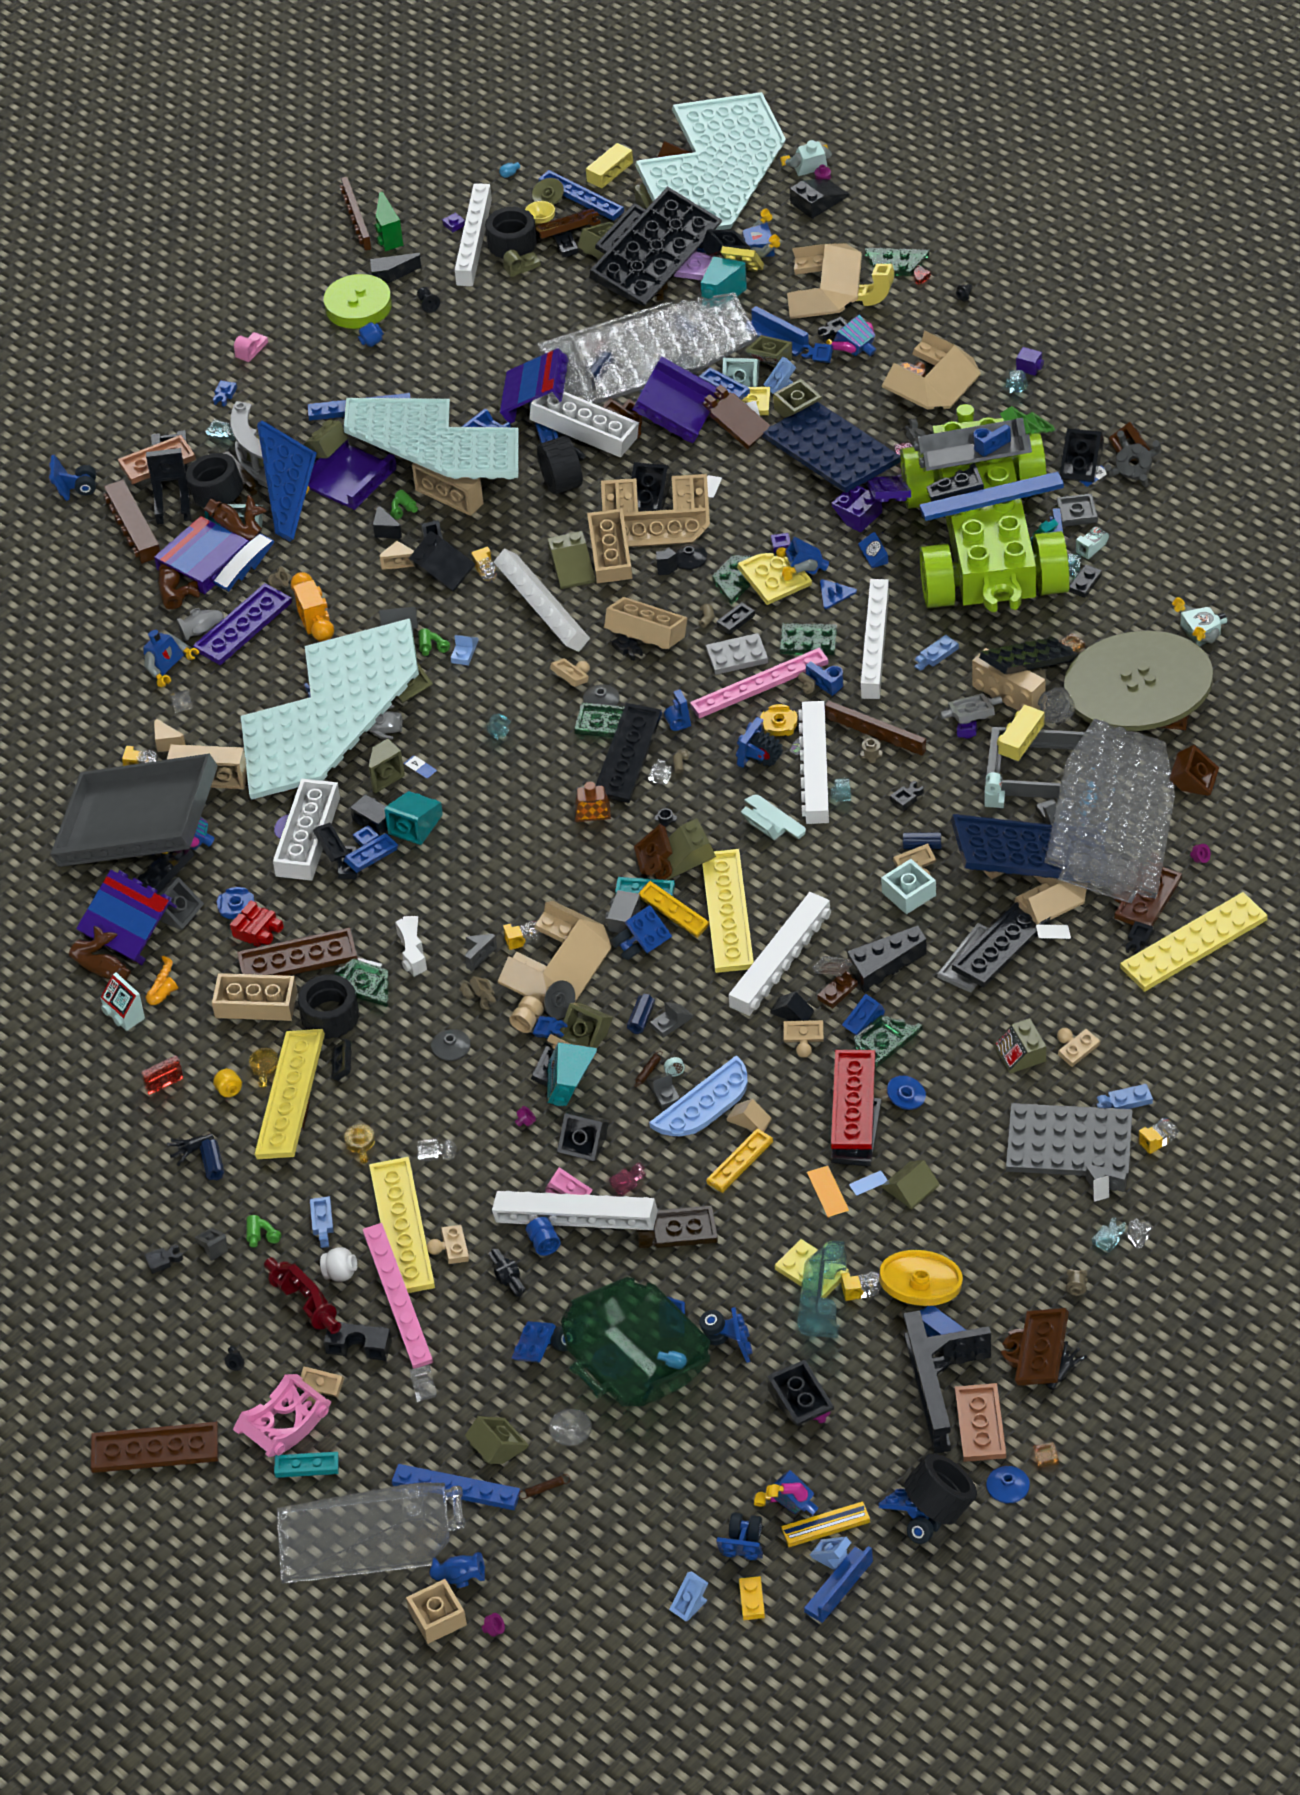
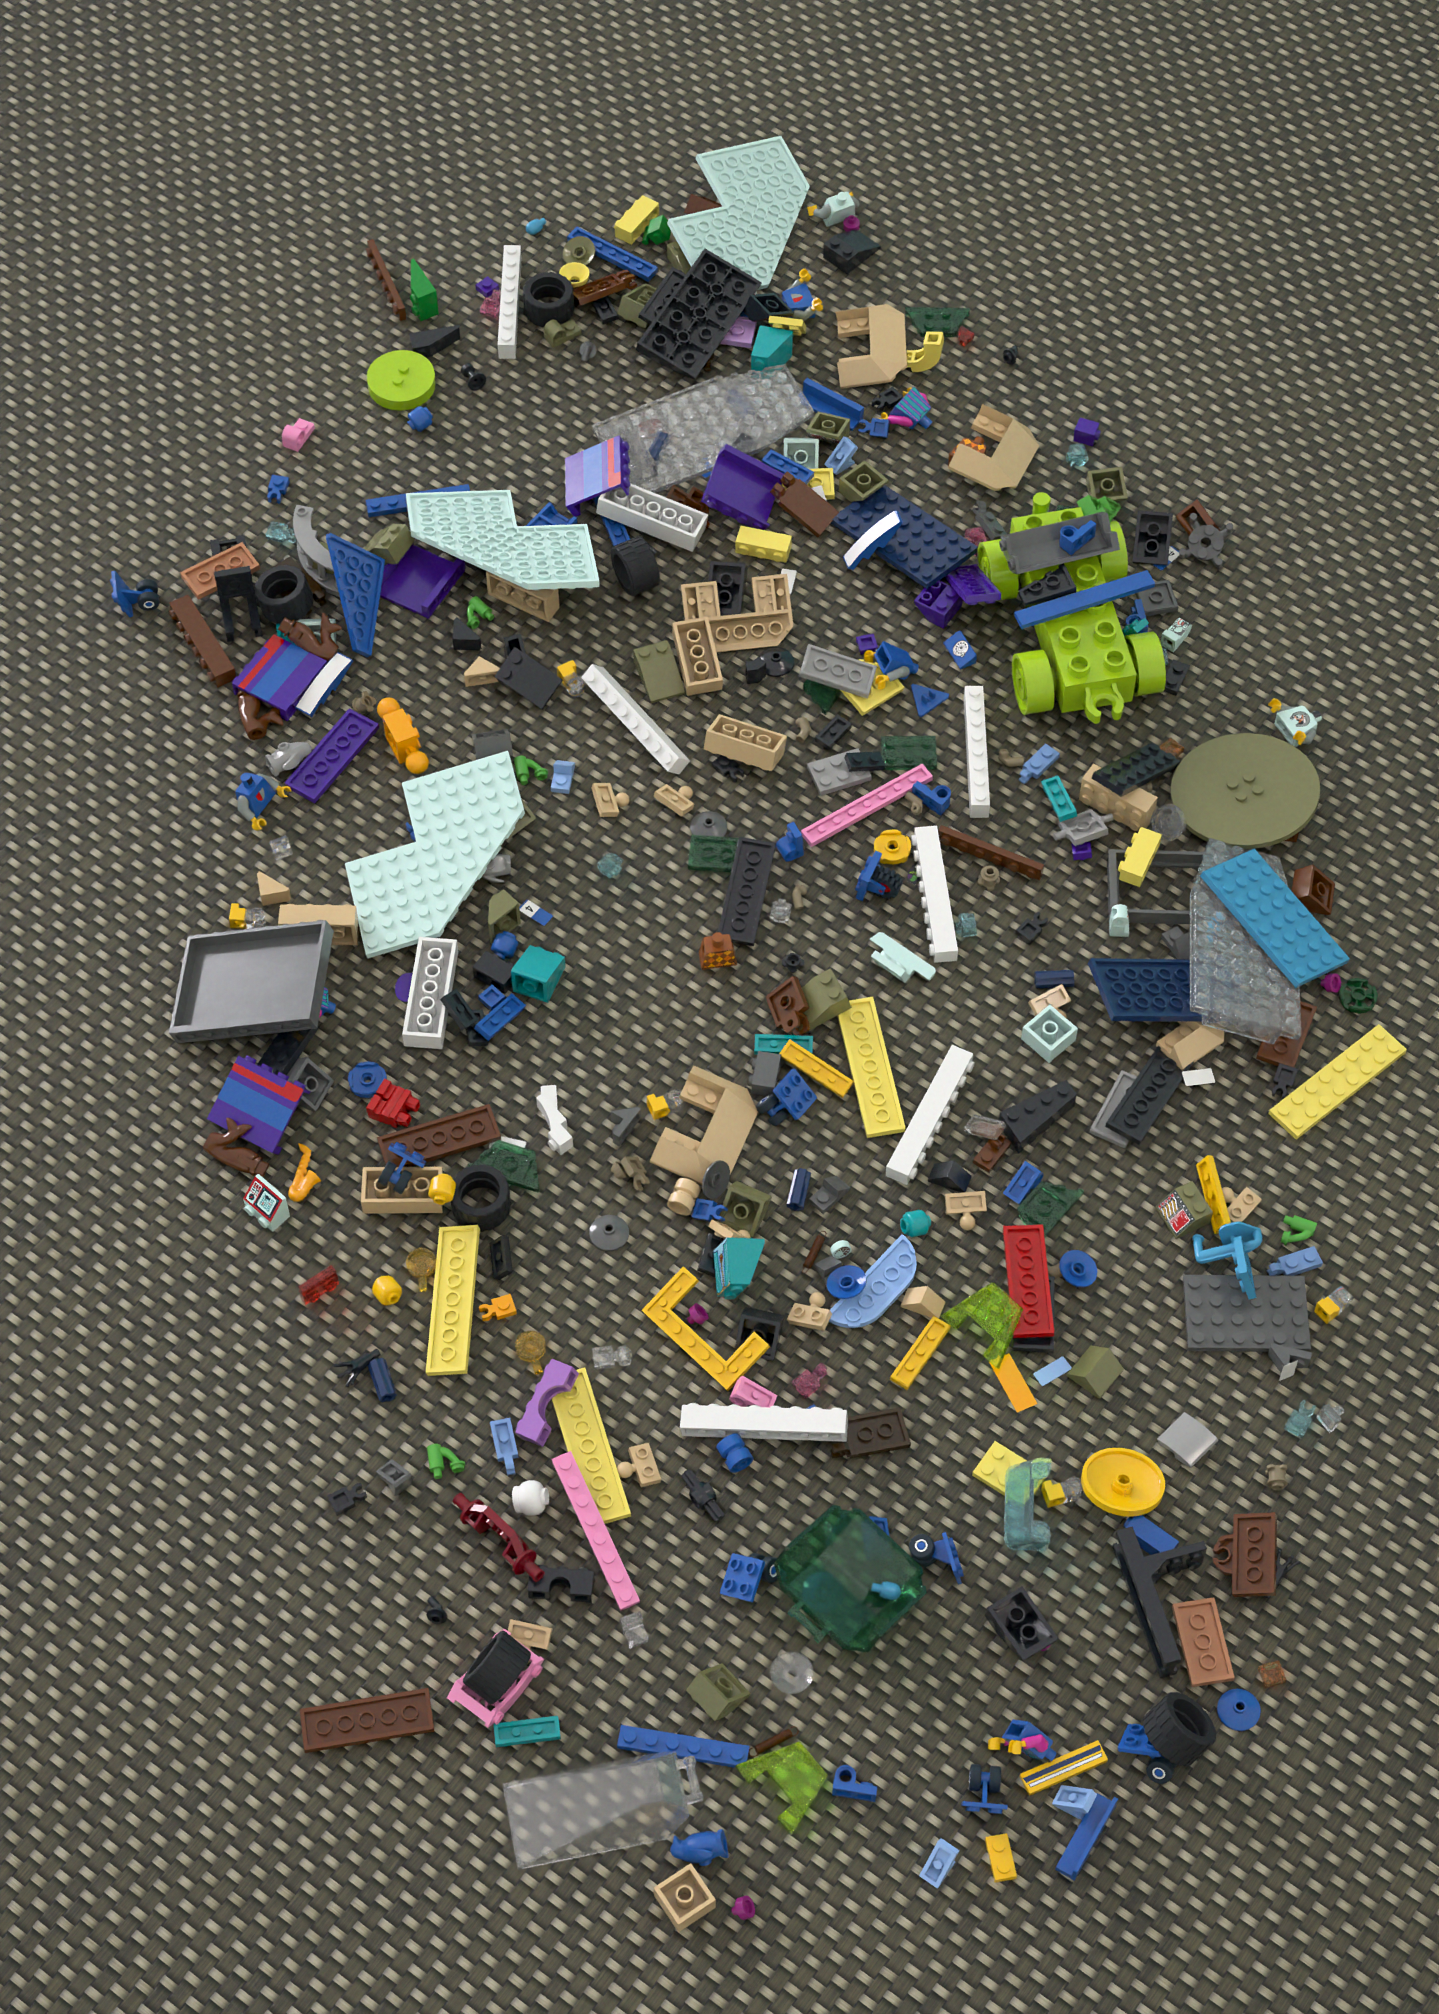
camera: 10 degrees left, 10 degrees up
(251, 980) = (395, 1177): none -> plate
(281, 1398) = (497, 1667): none -> black tyre
(290, 992) = (442, 1189): none -> yellow head
(336, 1103) = (501, 1307): none -> light orange plate
(377, 1163) = (556, 1379): none -> medium lavender arch
(385, 791) = (504, 945): none -> blue head
(454, 238) = (491, 305): none -> clear pink plate
(503, 672) = (606, 801): none -> tan plate
(543, 1166) = (723, 1371): none -> yellow plate
(544, 279) = (587, 350): none -> flat silver plate
(559, 1512) = (794, 1773): none -> clear neon green wing
(614, 1529) = (850, 1789): none -> blue plate
(627, 175) = (657, 231): none -> green brick
(636, 1122) = (810, 1316): none -> tan plate
(673, 1092) = (846, 1282): none -> blue dish
(691, 452) = (763, 544): none -> light yellow brick
(745, 561) = (837, 671): none -> light grey tile
(751, 1047) = (915, 1223): none -> teal head
(761, 643) = (864, 761): none -> black plate
(799, 445) = (875, 537): none -> slope
(814, 1123) = (994, 1313): none -> clear neon green wing
(906, 648) = (1008, 760): none -> dark tan arm
(951, 682) = (1059, 798): none -> teal plate
(992, 1246) = (1187, 1439): none -> light grey slope
(1042, 404) = (1107, 483): none -> olive slope
(1051, 1034) = (1213, 1192): none -> yellow tile
(1067, 1073) = (1237, 1241): none -> dark azure plate
(1135, 1064) = (1300, 1224): none -> bright green plant
(1148, 790) = (1275, 917): none -> dark azure plate
(1226, 867) = (1357, 995): none -> dark green piece

